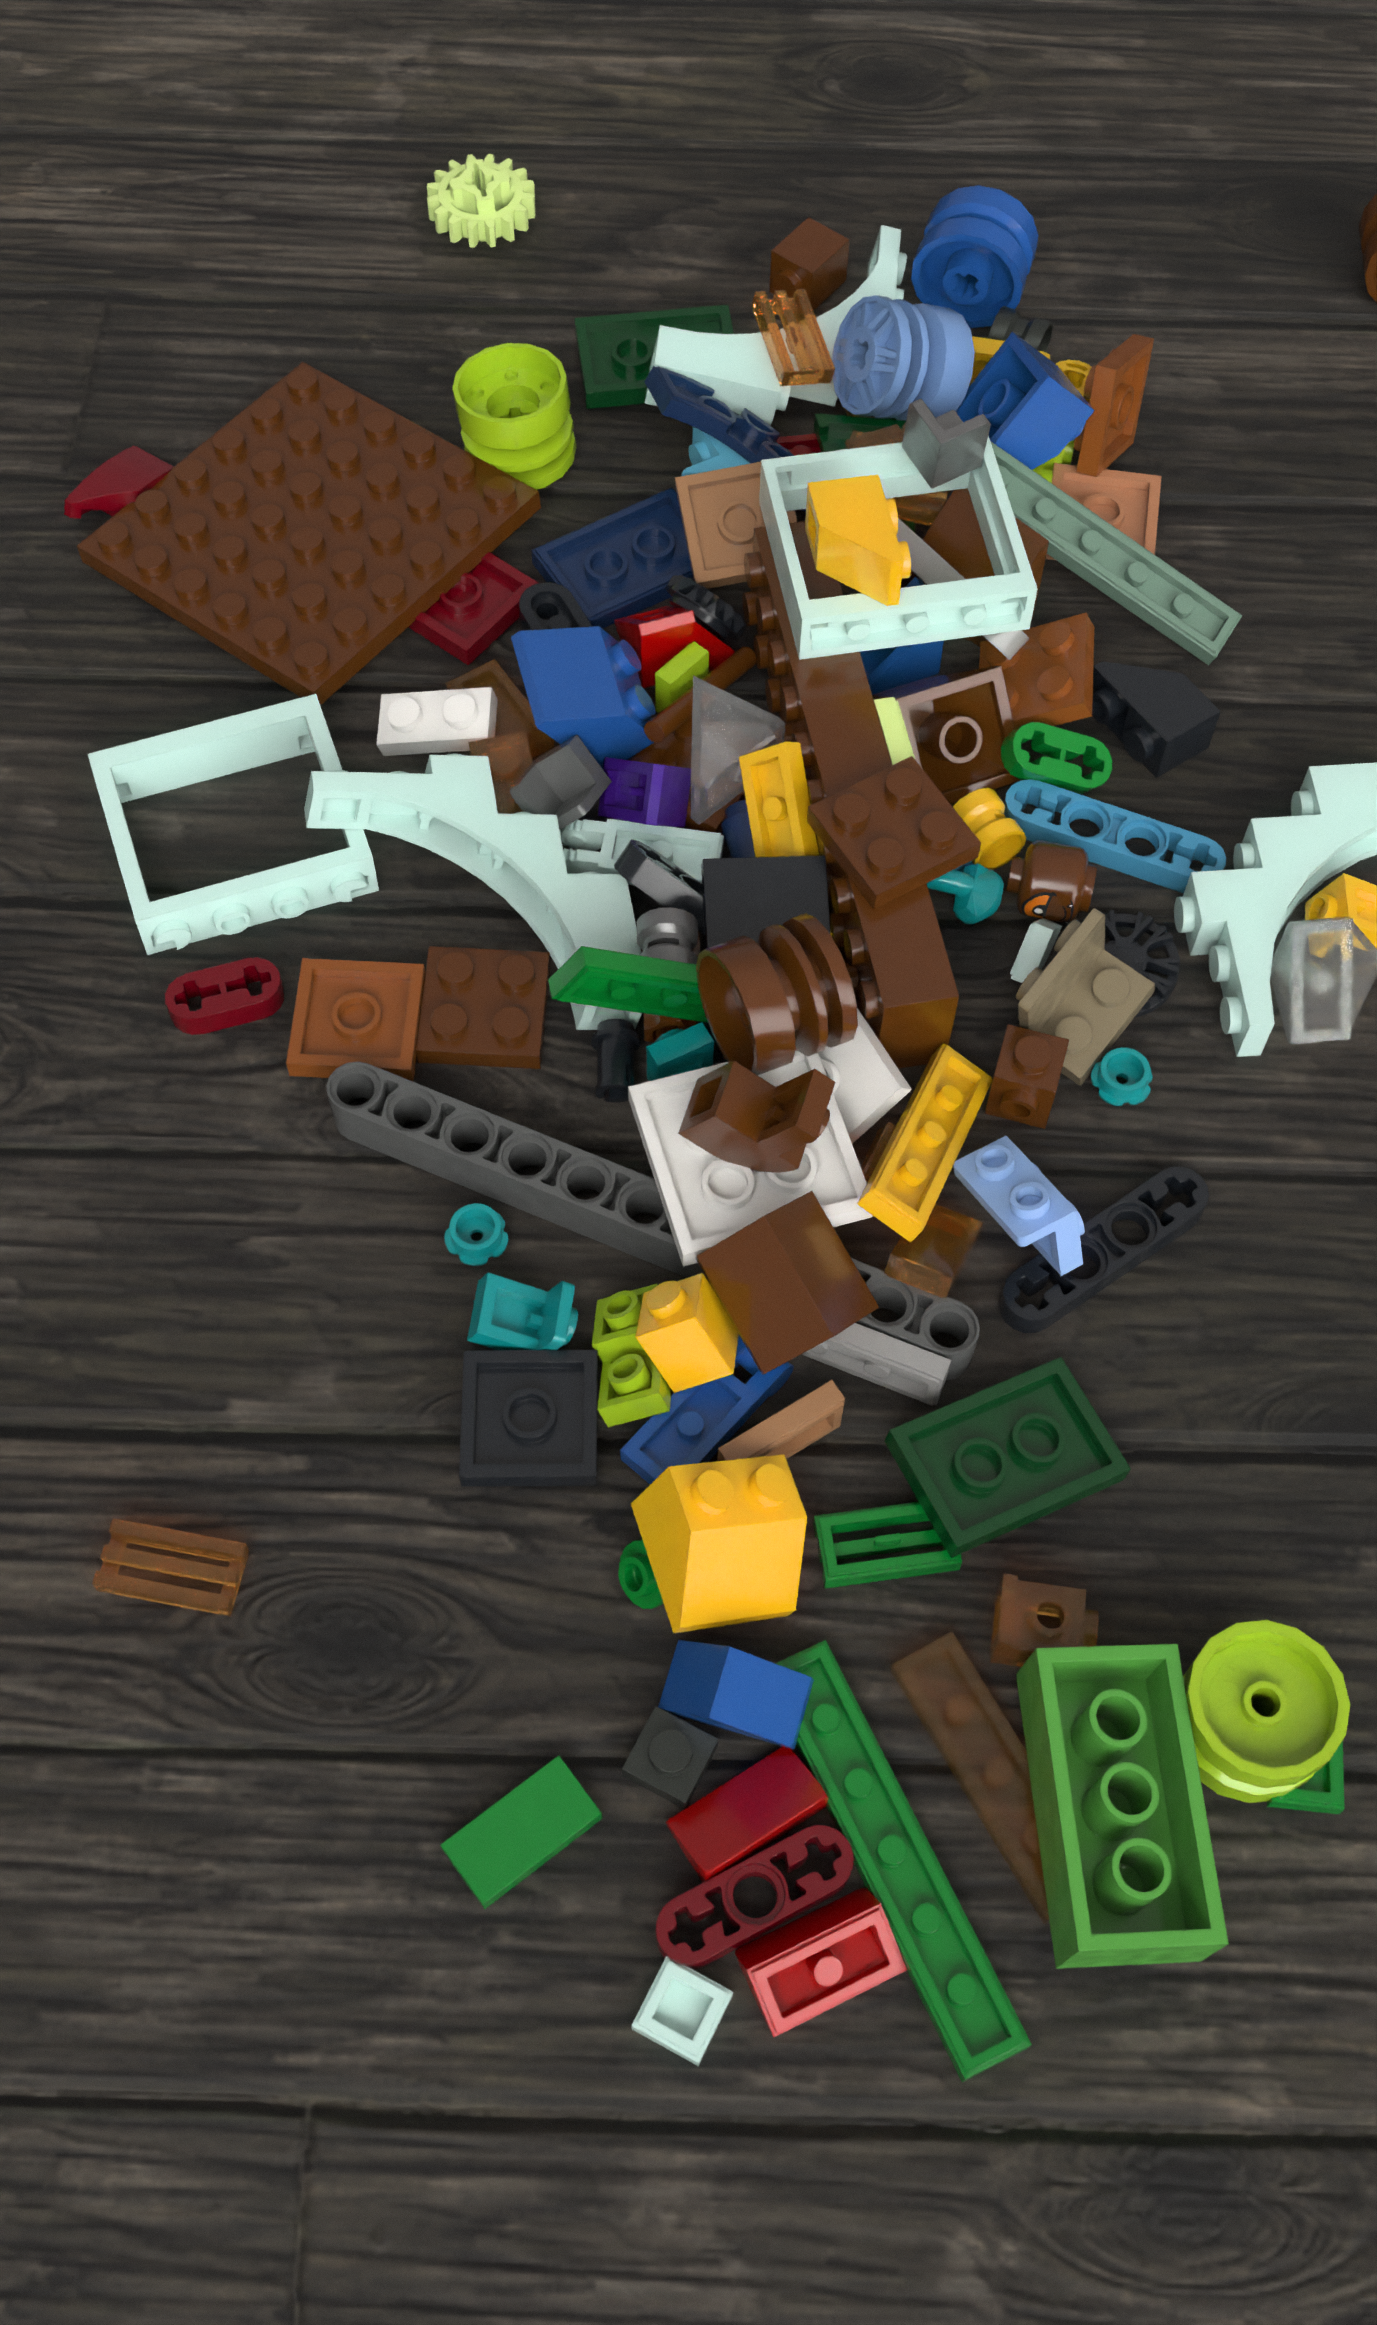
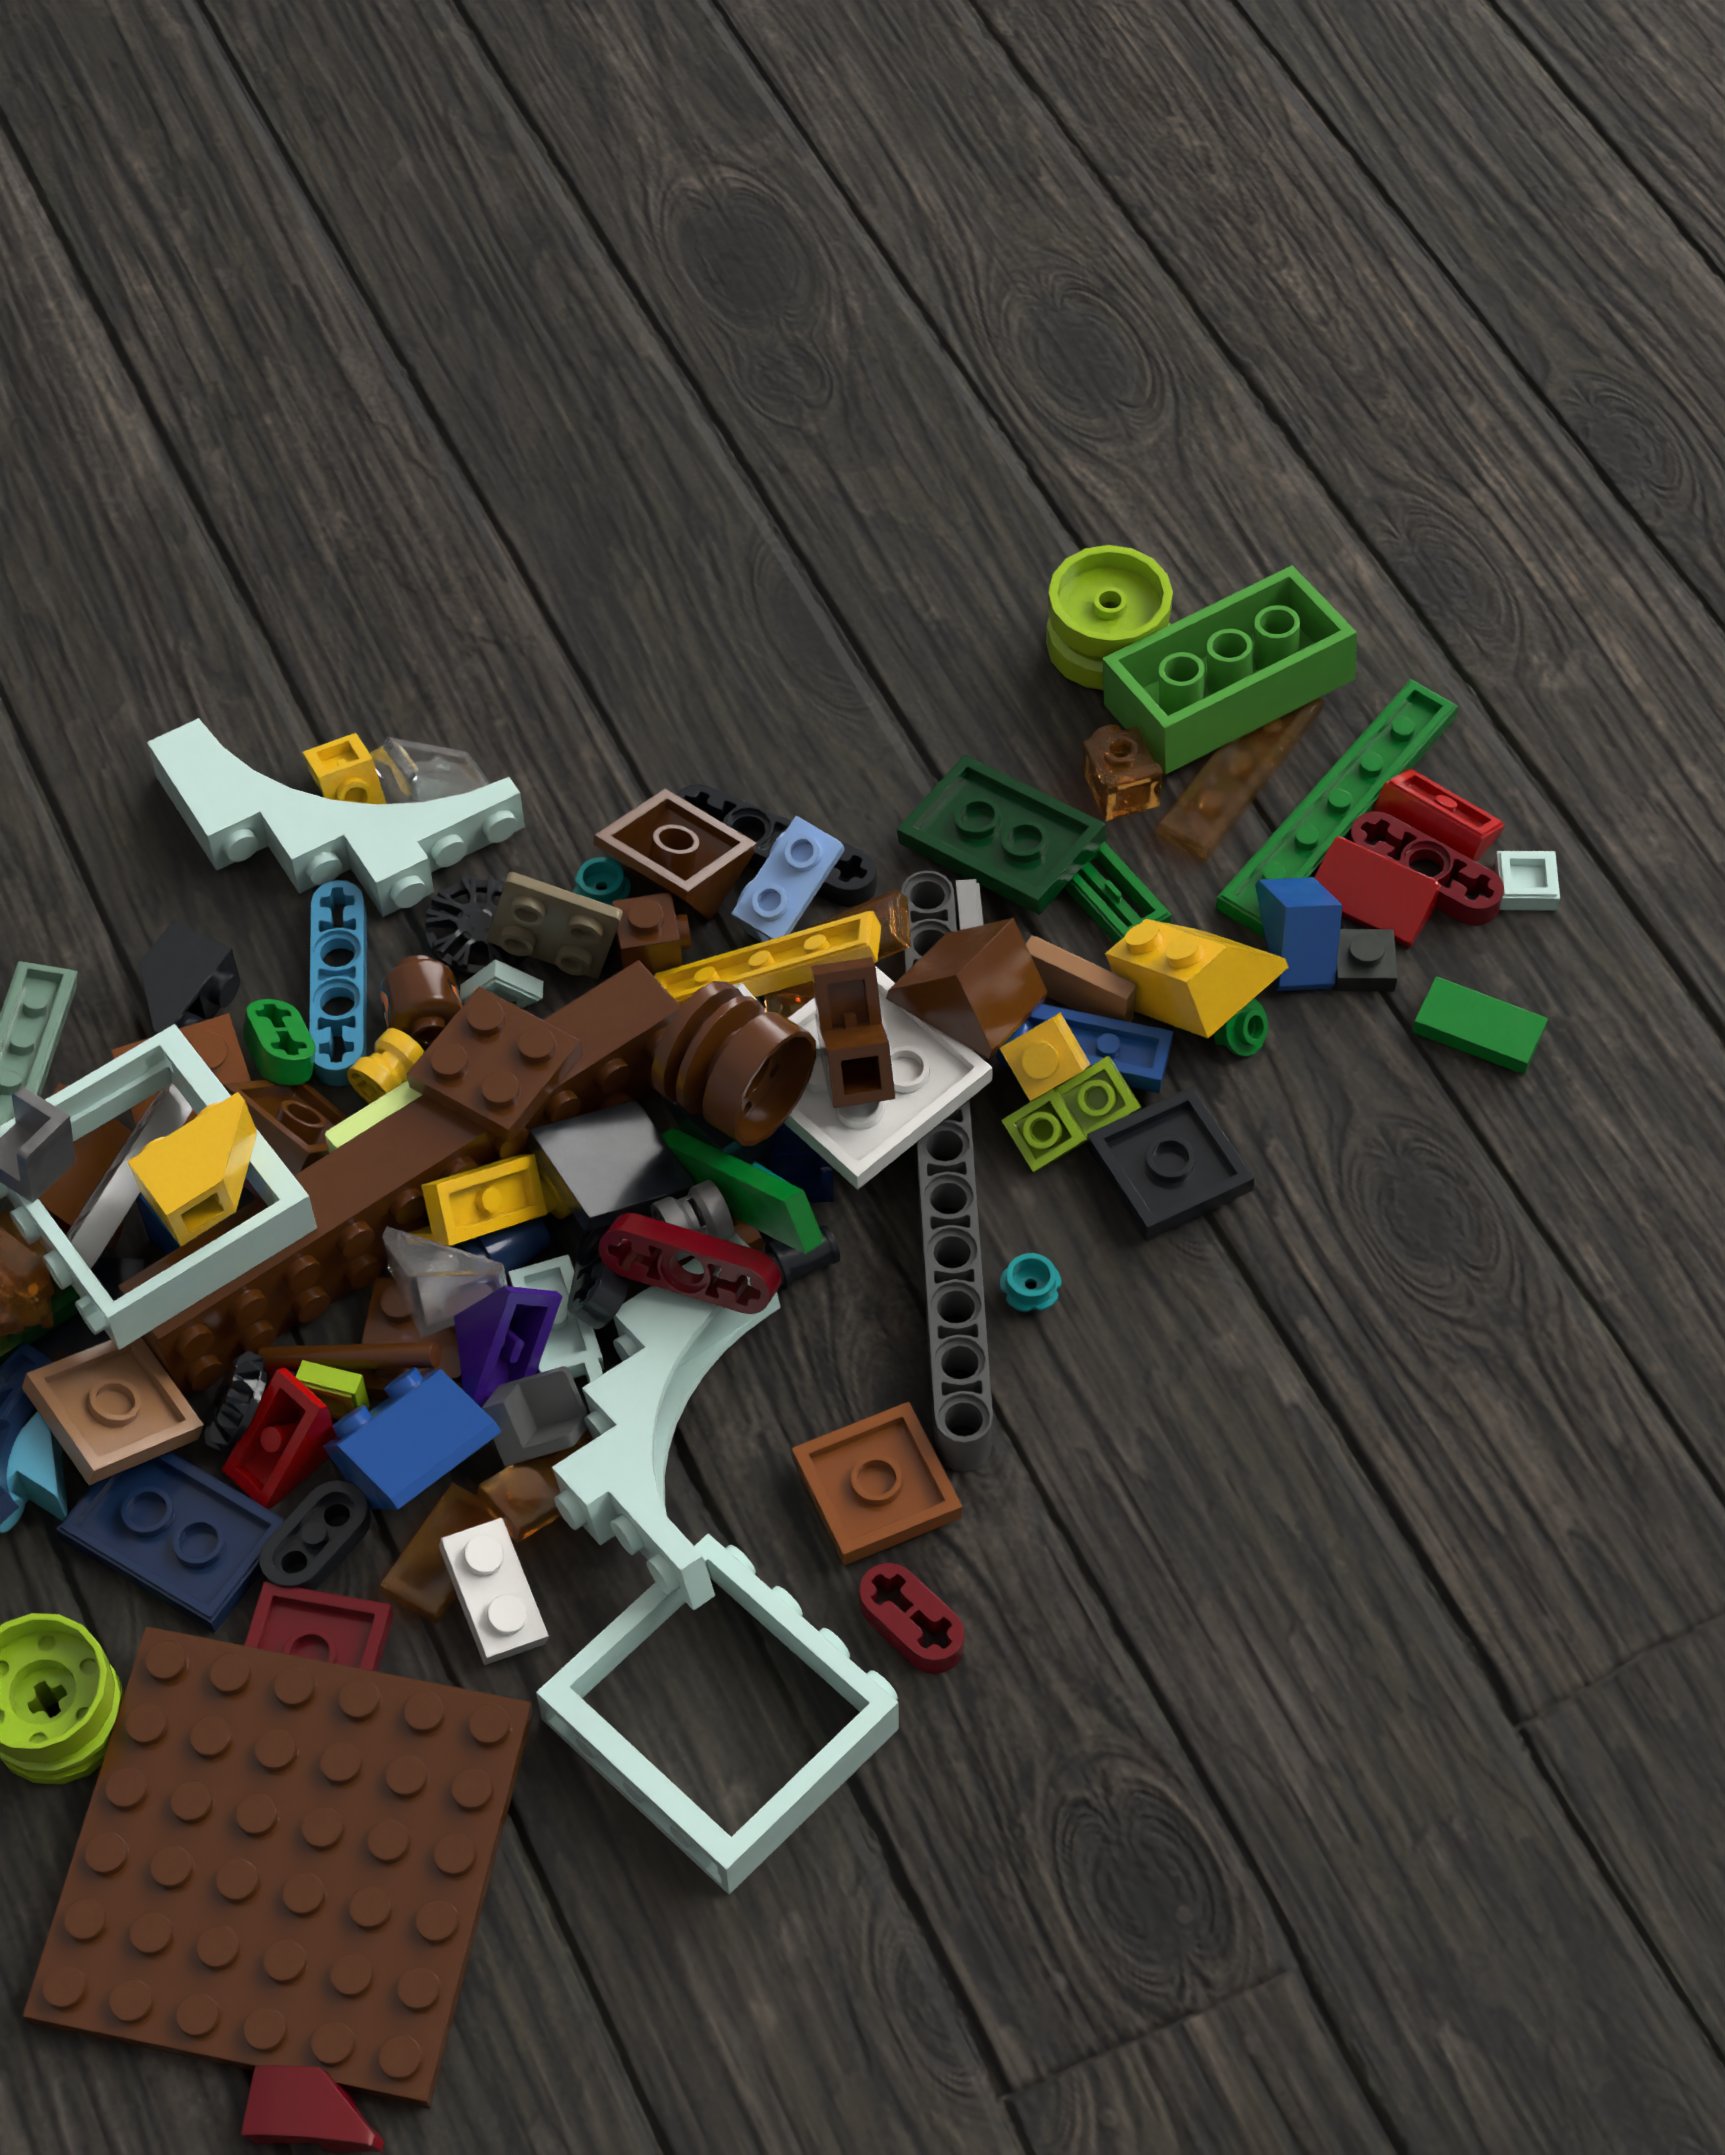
camera: 115 degrees left, 5 degrees down
(117, 1554) = (1436, 1315): clear orange tile -> none
(483, 1007) = (793, 1391): reddish brown plate -> none
(521, 1316) = (1087, 1200): teal bracket -> none
(614, 913) = (713, 1253): none -> dark red beam
(1115, 1131) = (678, 851): none -> reddish brown slope

